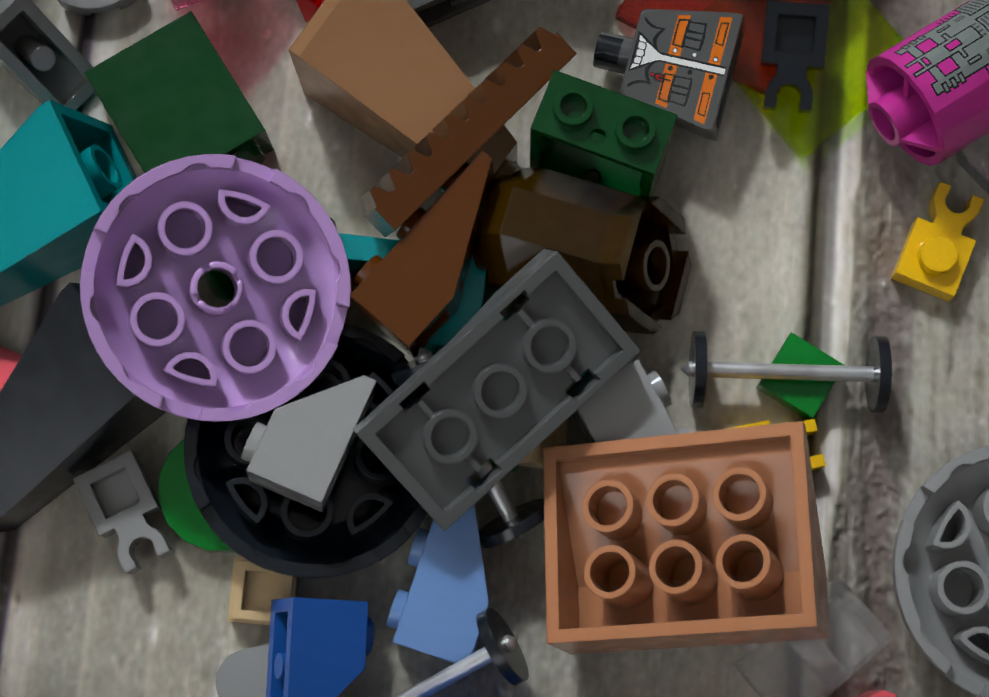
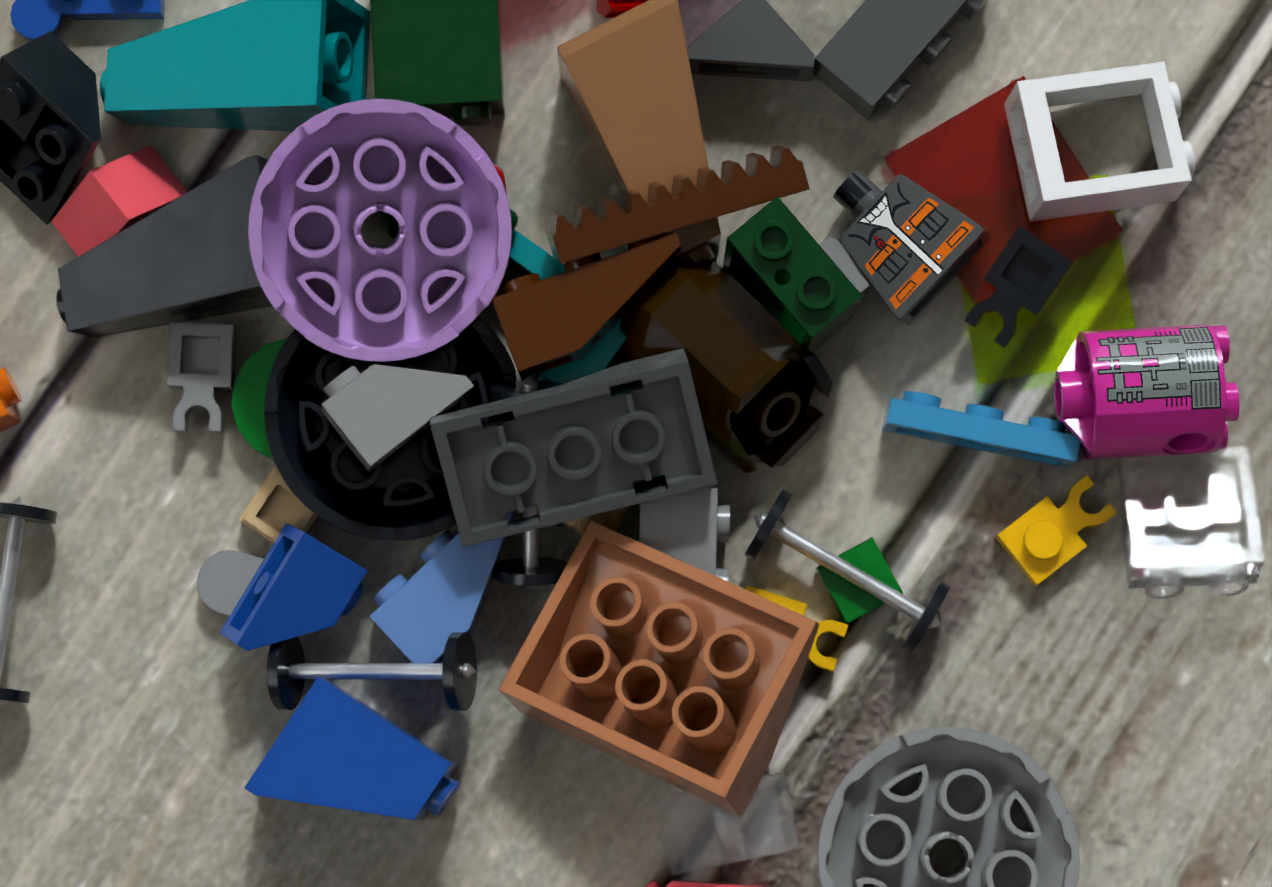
camera: 25 degrees right, 5 degrees up
(831, 191) = (981, 429): none -> dark azure plate

